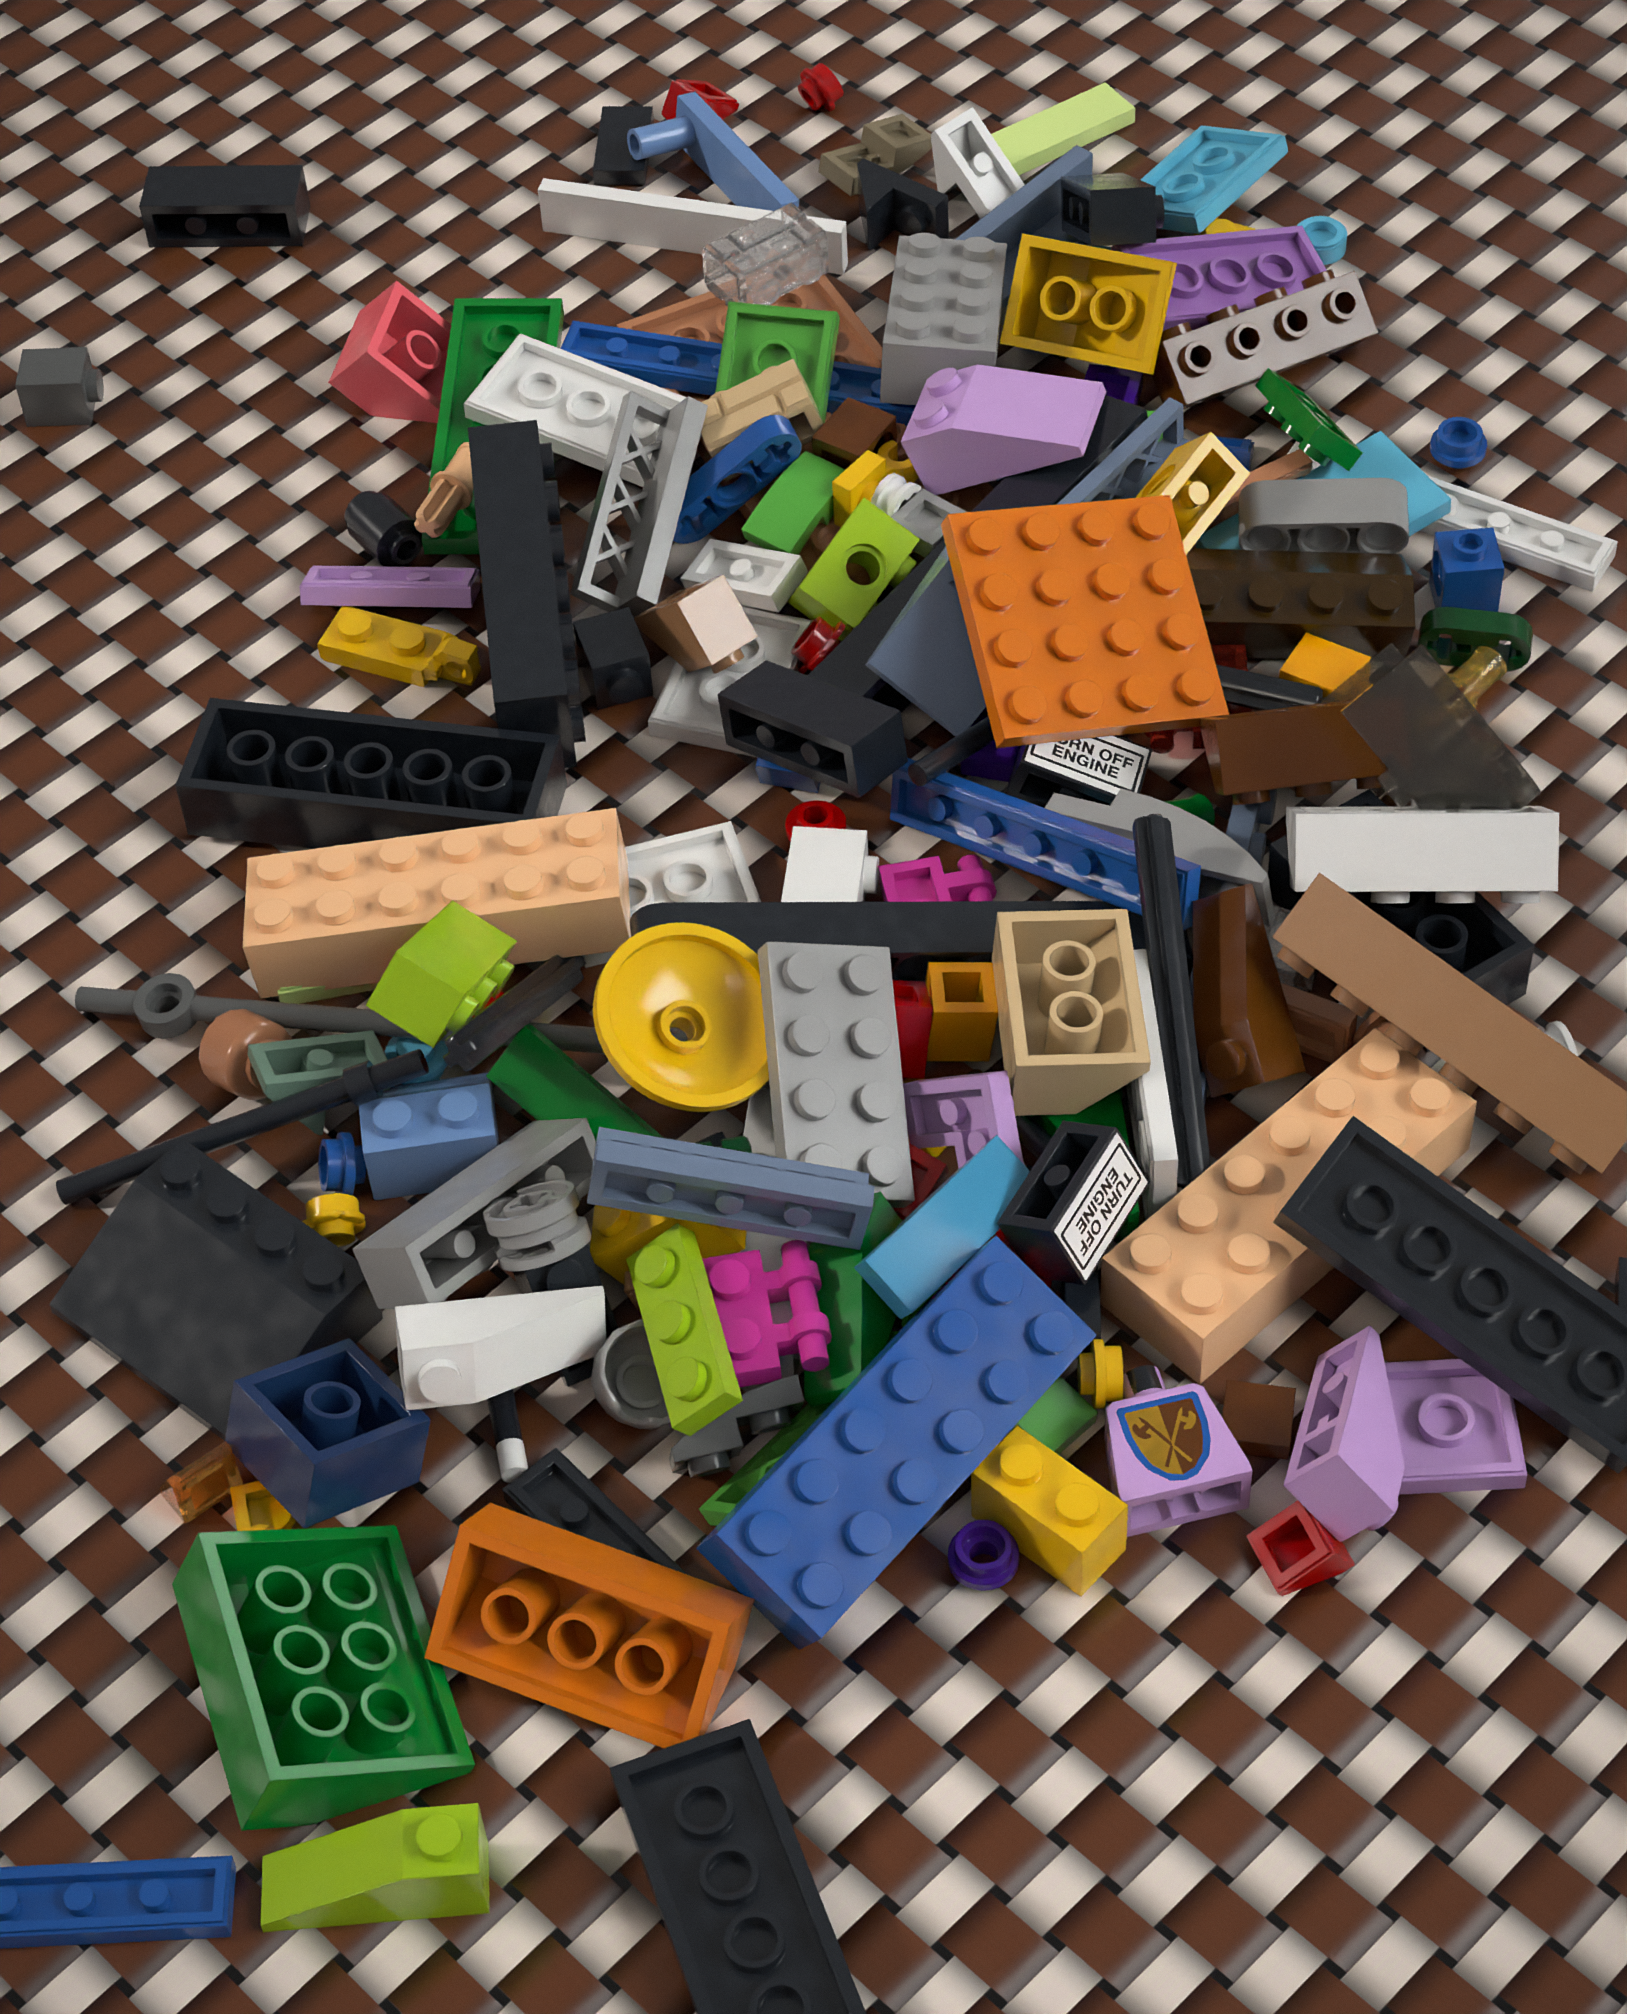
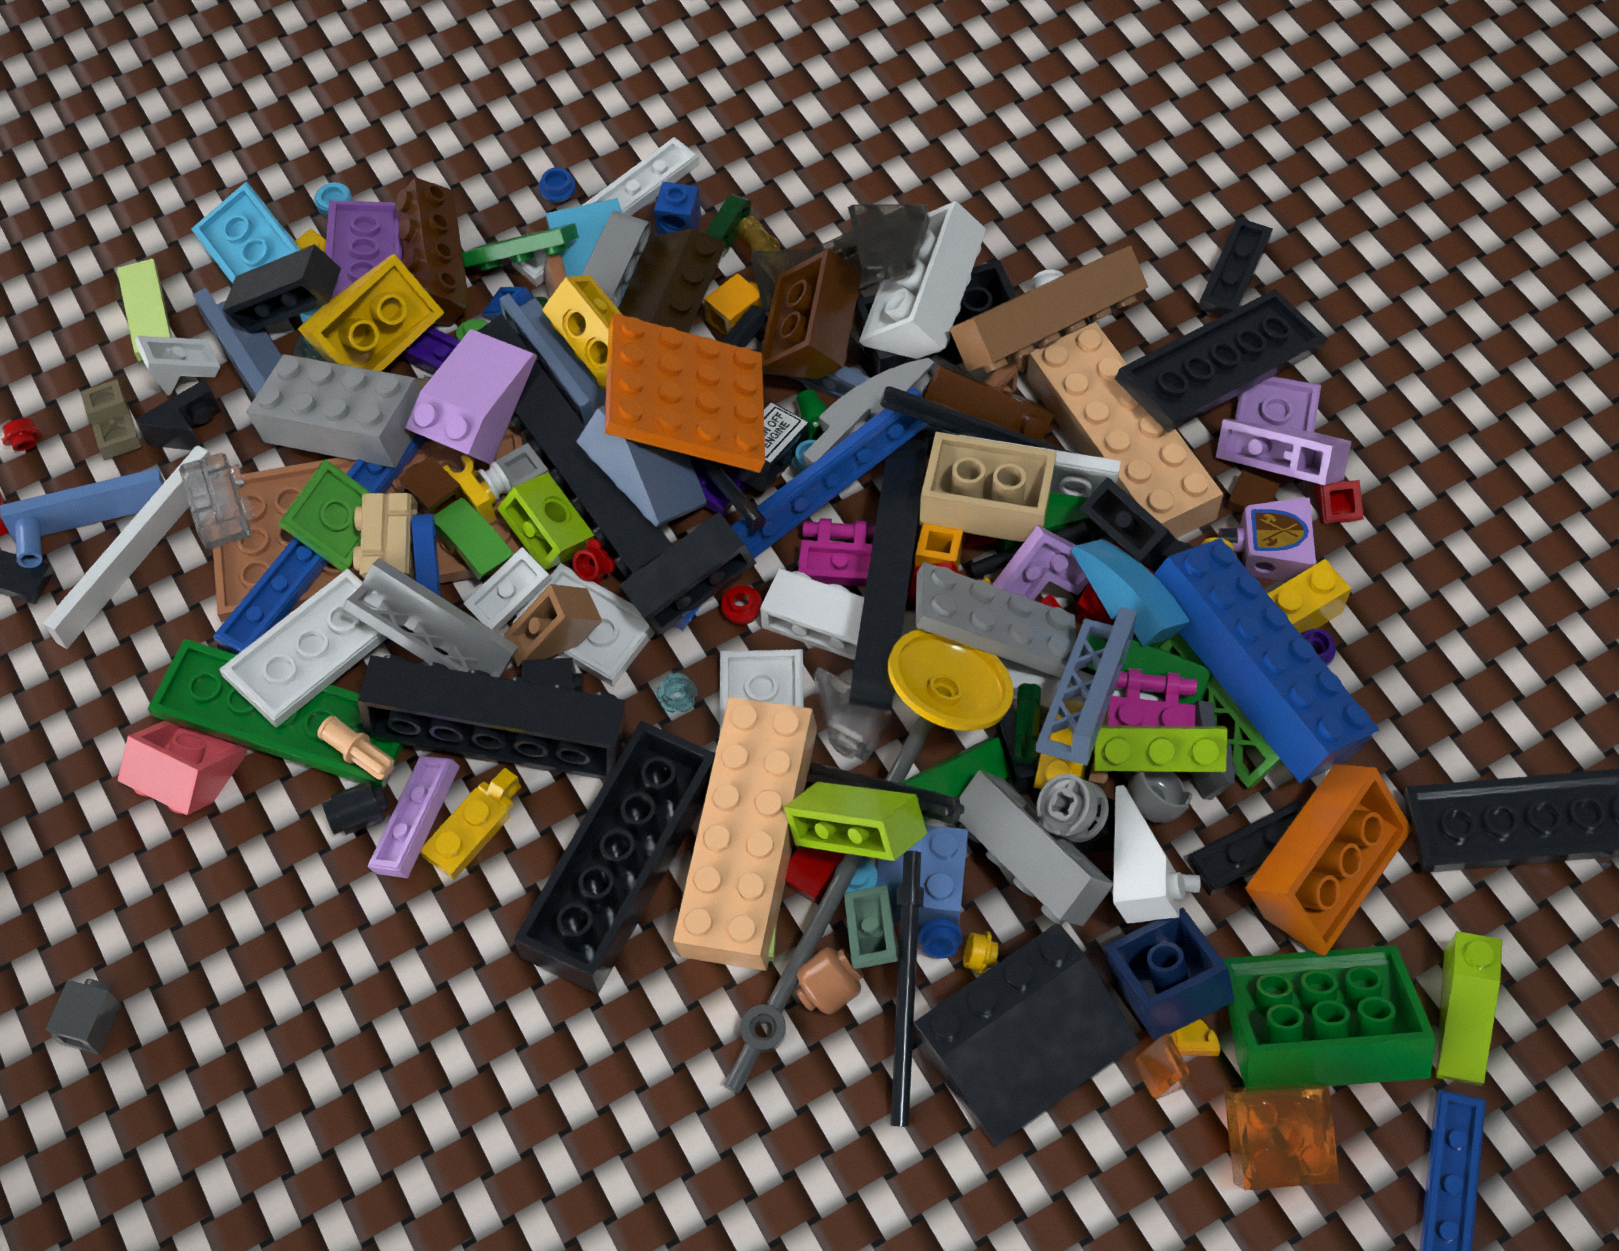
camera: 75 degrees left, 10 degrees up
(98, 1625) = (1281, 1135): none -> clear orange brick
(650, 792) = (677, 683): none -> clear light blue plate

